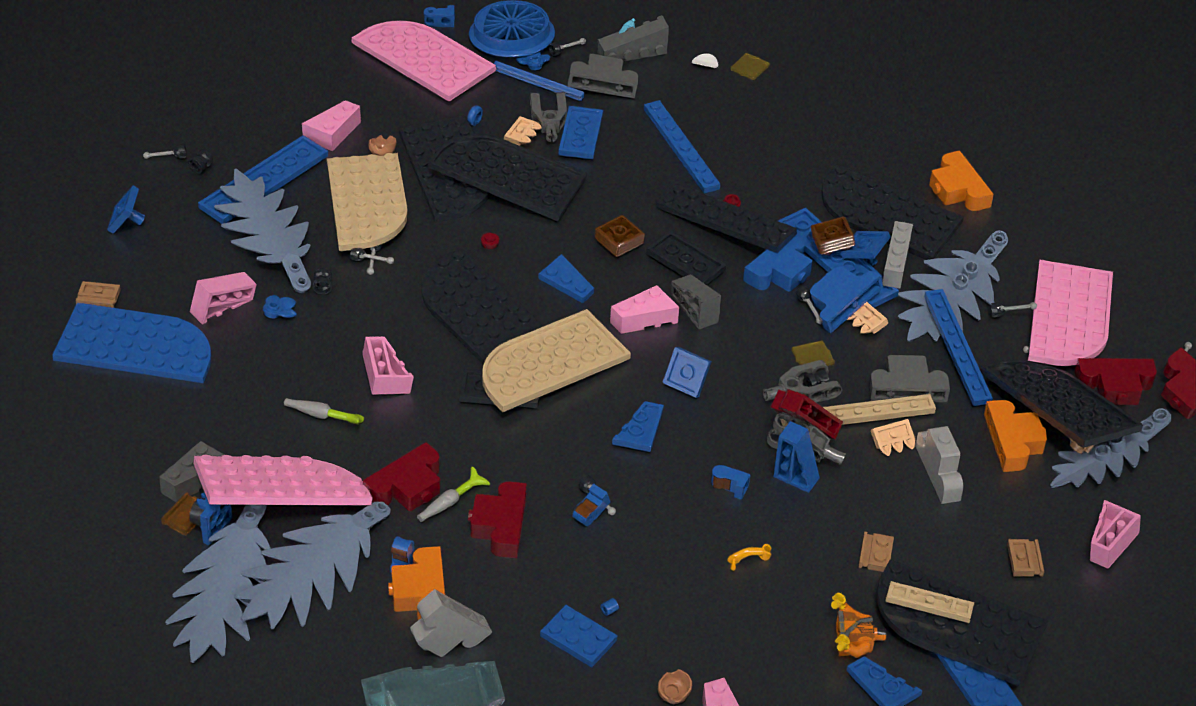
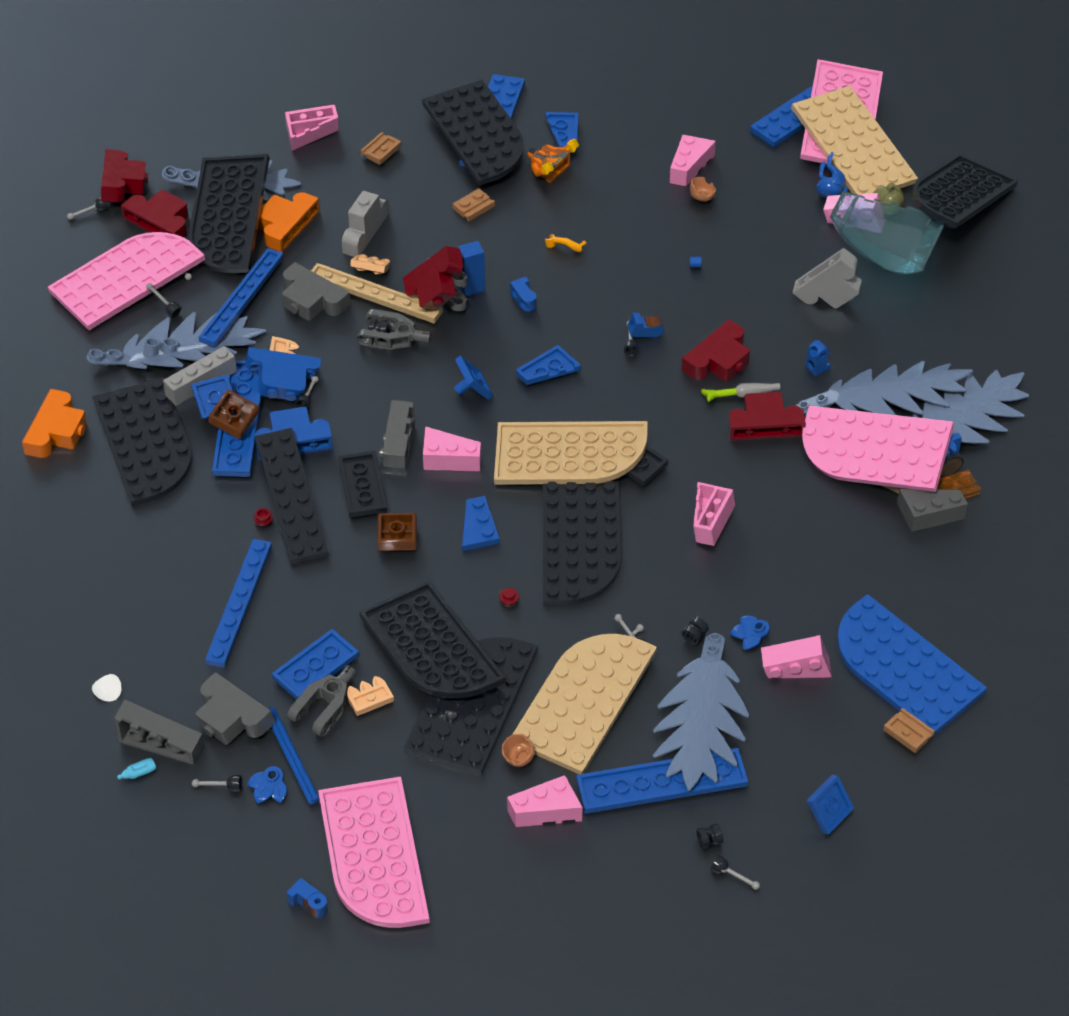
camera: 140 degrees left, 5 degrees up
(322, 410) = (787, 510): light grey piece -> none
(416, 580) = (820, 326): orange brick -> none
(475, 115) = (395, 742): blue piece -> none
(527, 22) = (254, 831): blue piece -> none
(578, 636) = (733, 257): blue plate -> none
(750, 66) = (72, 658): clear yellow piece -> none
(813, 352) = (352, 357): clear yellow piece -> none
(930, 602) = (490, 134): tan plate -> none

